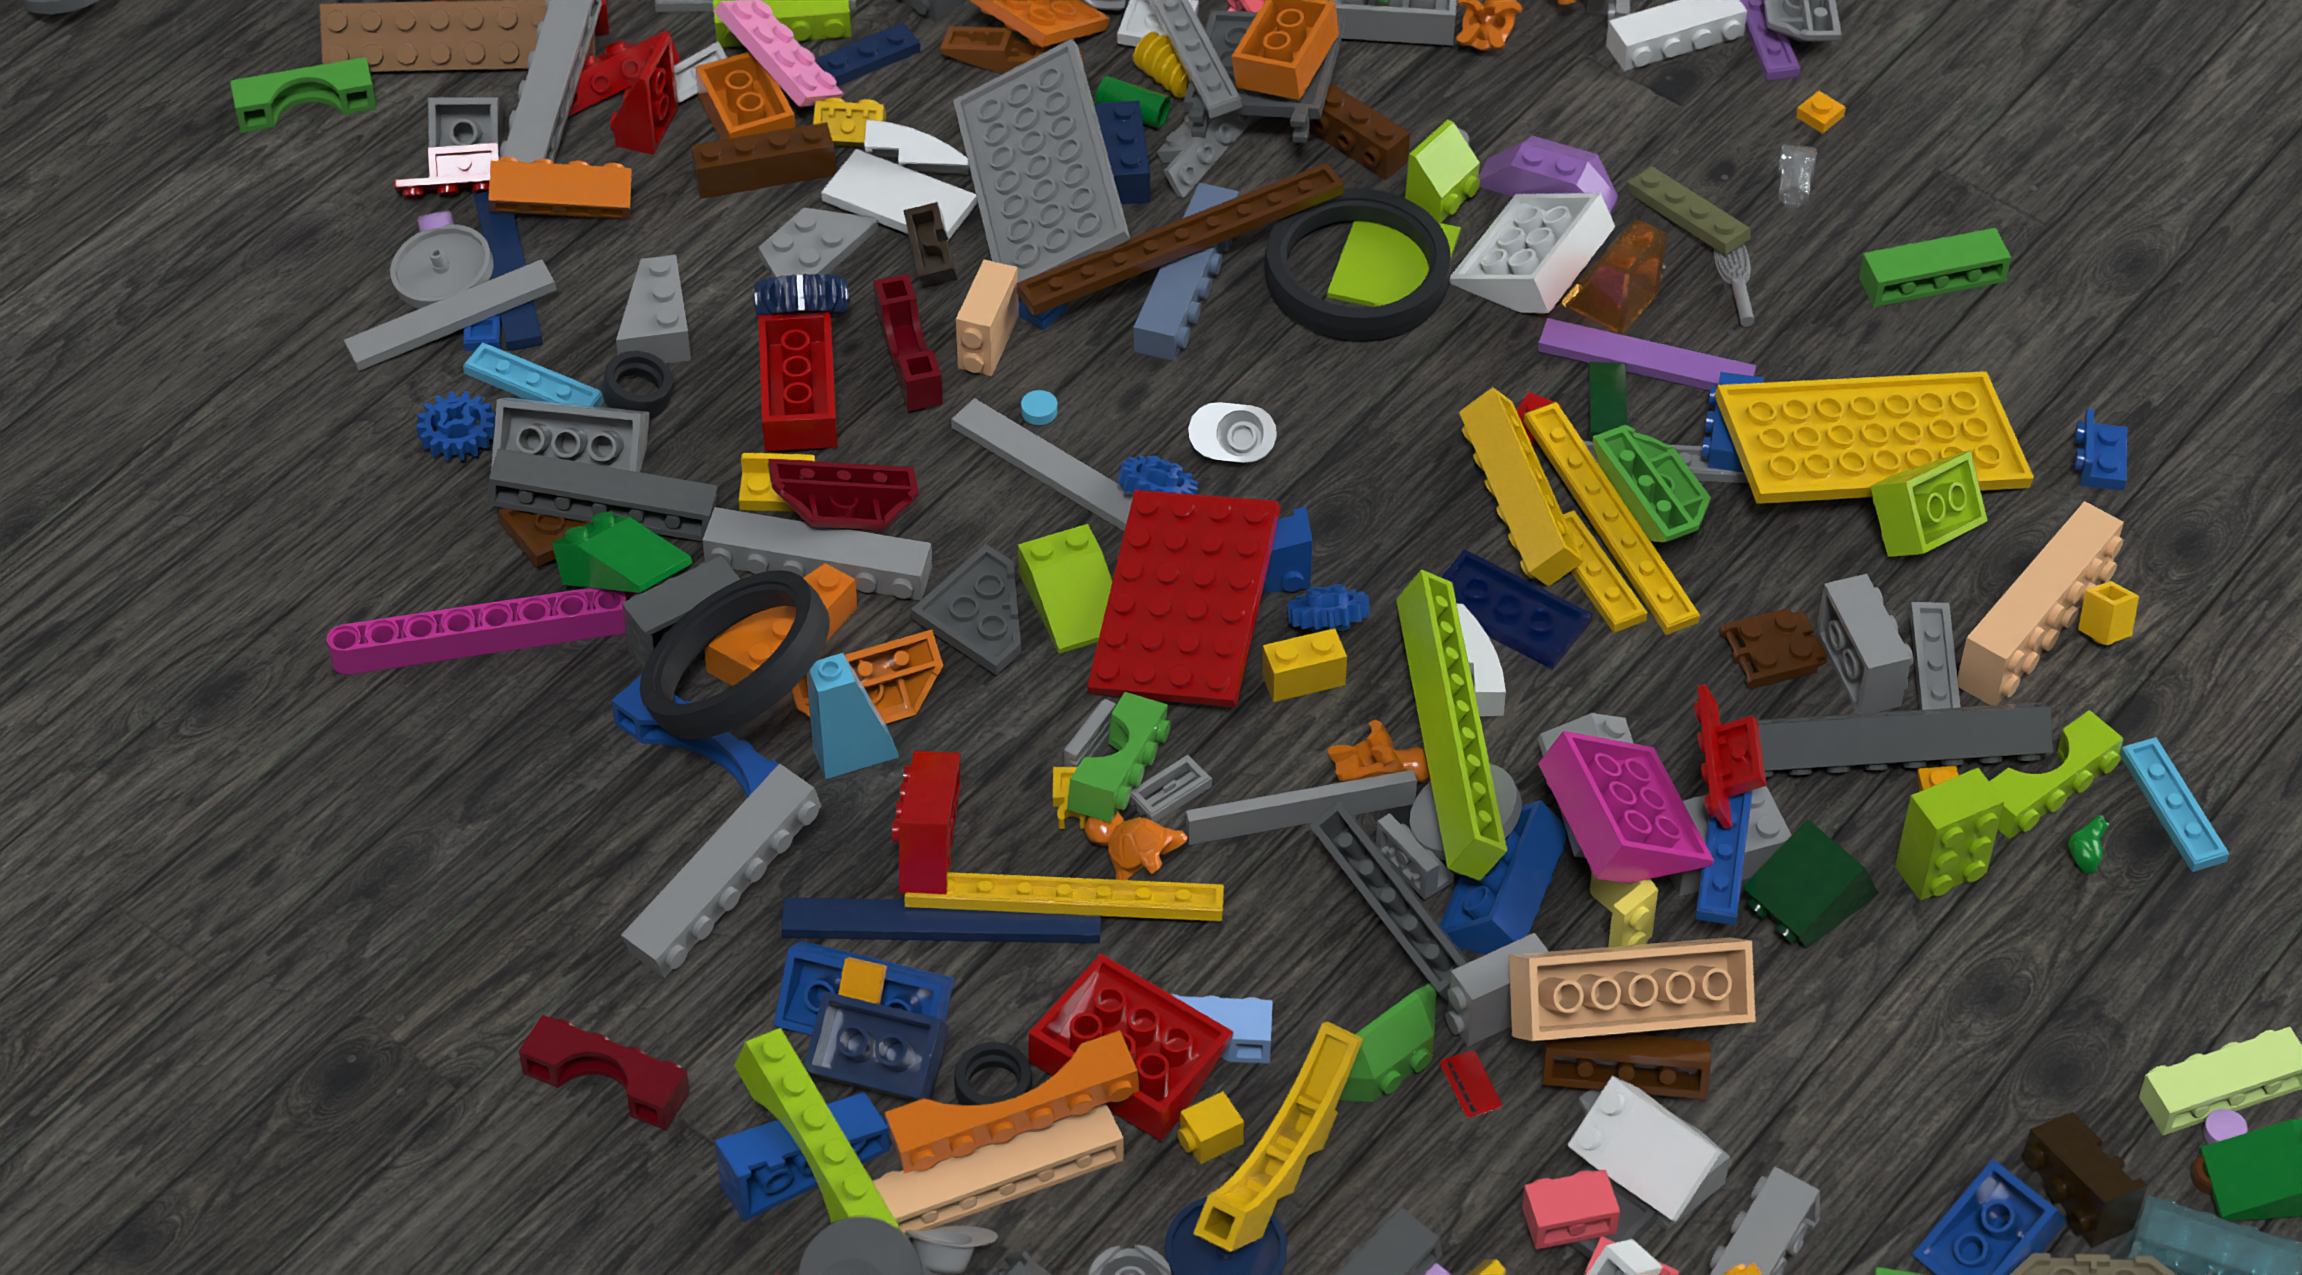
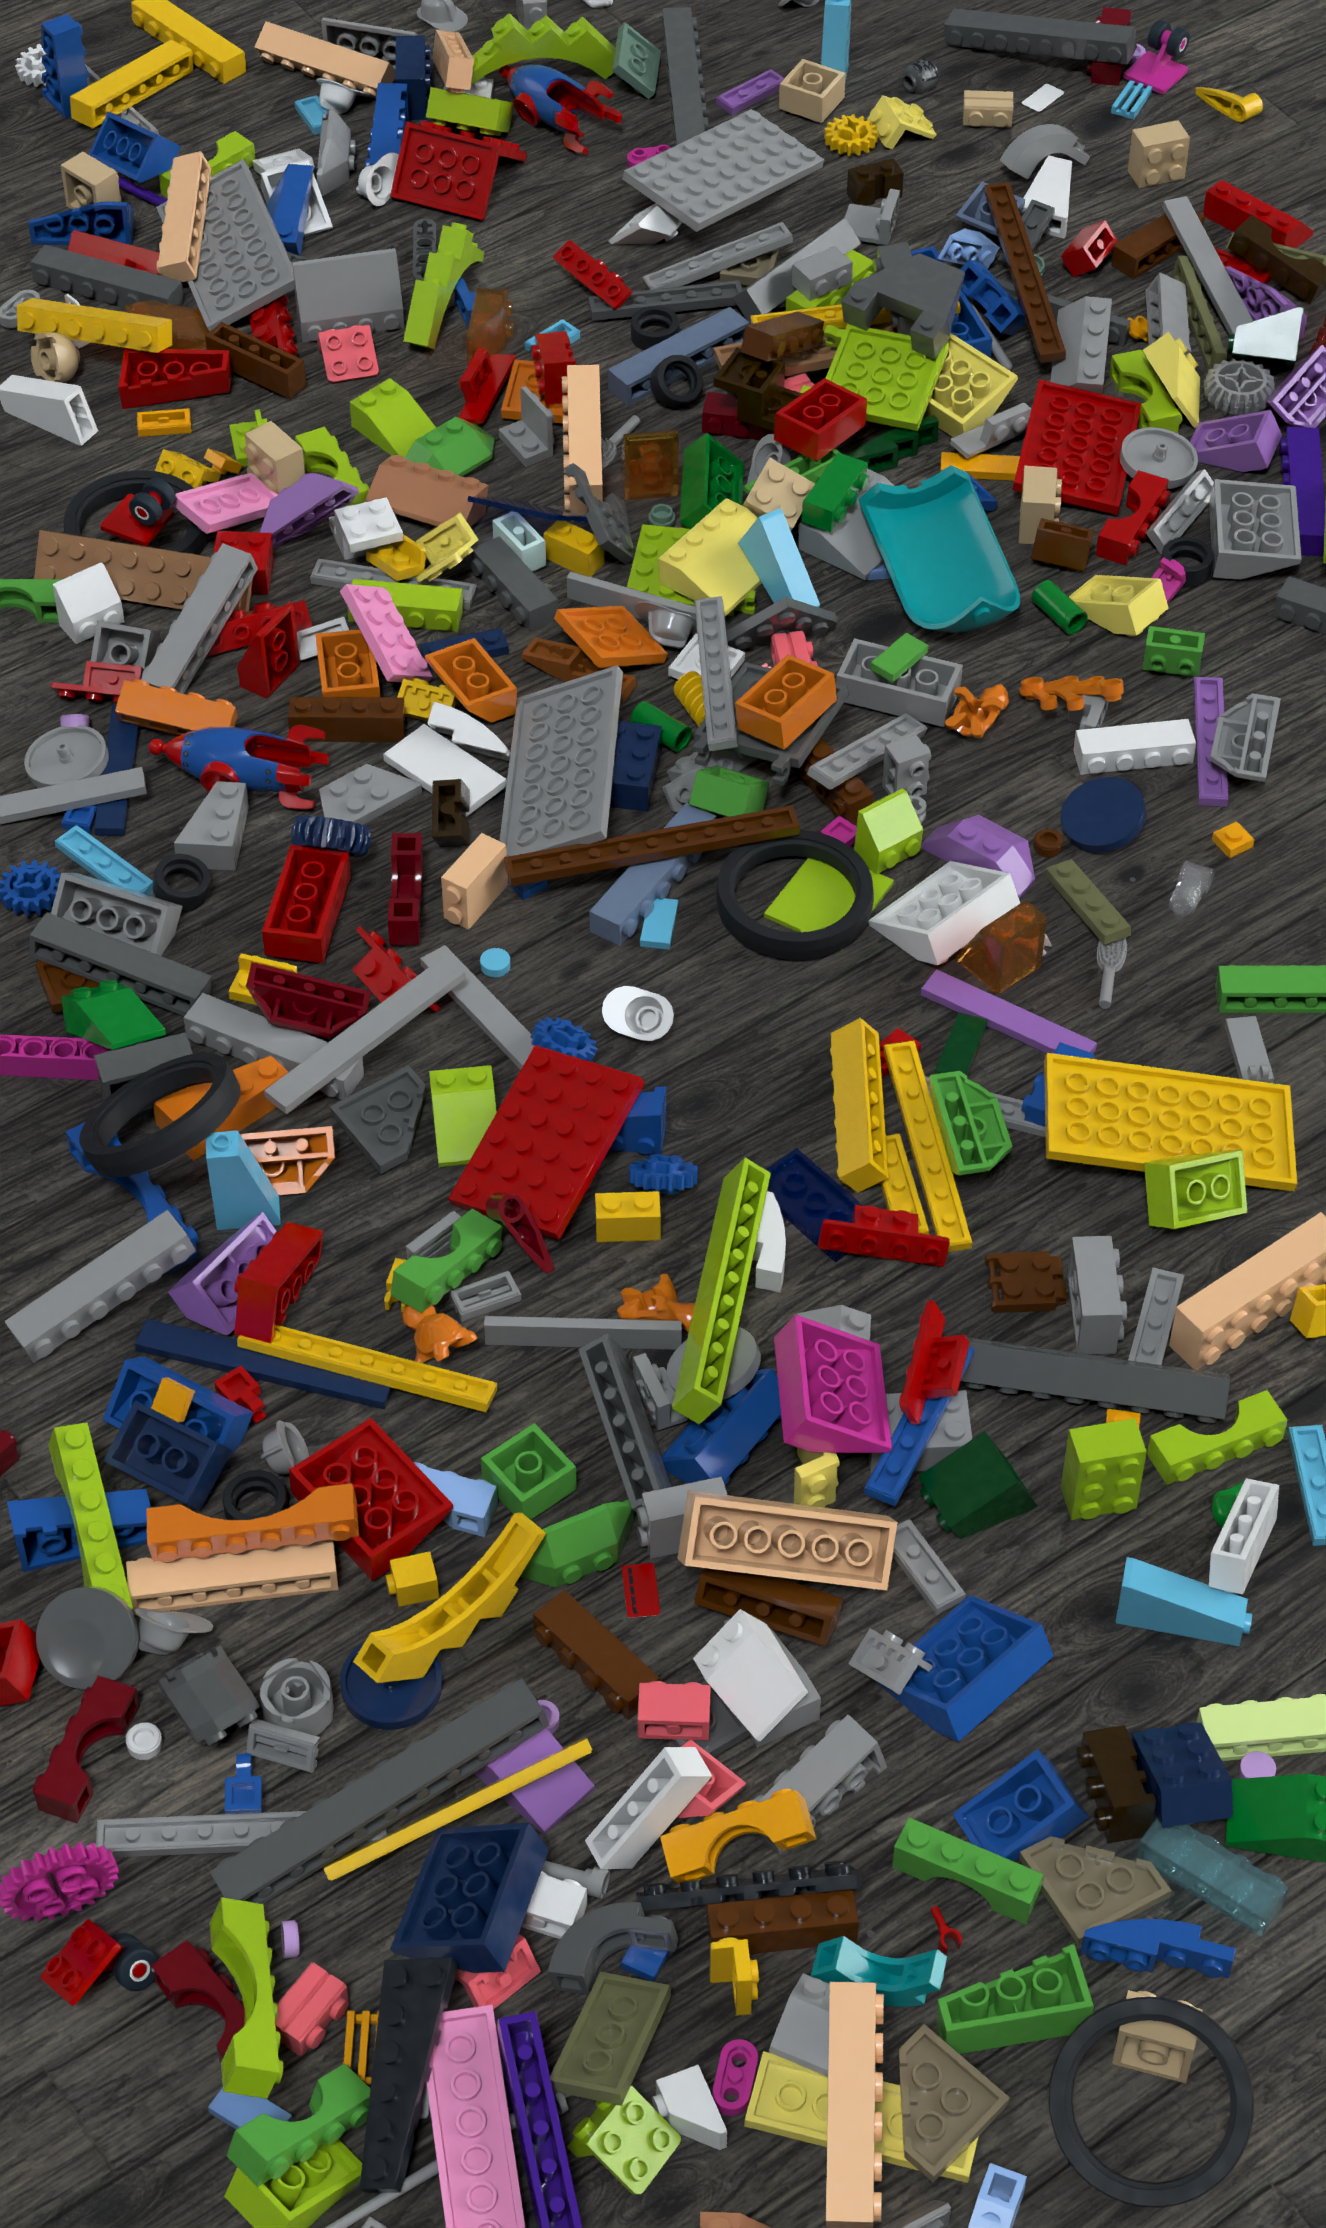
camera: 15 degrees right, 0 degrees up
(402, 80) = (85, 600): none -> white slope
(665, 224) = (247, 757): none -> piece
(855, 841) = (208, 1289): none -> medium lavender wedge
(902, 86) = (475, 680): none -> orange slope
(914, 445) = (382, 969): none -> red bracket
(926, 519) = (364, 1035): none -> light grey tile
(929, 954) = (243, 1390): none -> red plate
(1007, 1013) = (284, 1448): none -> light grey piece
(1190, 698) = (520, 1226): none -> dark red piece
(1213, 328) = (660, 924): none -> medium azure tile
(1244, 162) = (728, 792): none -> bright green brick
(1303, 978) = (529, 1472): none -> bright green brick
(1385, 86) = (863, 752): none -> light grey tile
(1385, 181) = (841, 830): none -> dark pink plate
(1434, 96) = (906, 766): none -> light grey brick
(1450, 1166) = (592, 1652): none -> reddish brown brick
(1604, 626) = (884, 1235): none -> red bracket
(1617, 153) = (1048, 843): none -> reddish brown tile
(1671, 110) = (1103, 814): none -> dark blue piece
(1784, 1100) = (887, 1661): none -> light grey bracket
(1790, 995) = (925, 1569): none -> light grey tile
(1869, 1086) = (977, 1663): none -> blue slope
(1923, 340) = (1248, 1049): none -> light grey hinge
(2079, 967) = (1180, 1605): none -> medium azure slope
(2127, 875) = (1243, 1536): none -> white brick
(2163, 1149) = (1183, 1774): none -> dark blue brick

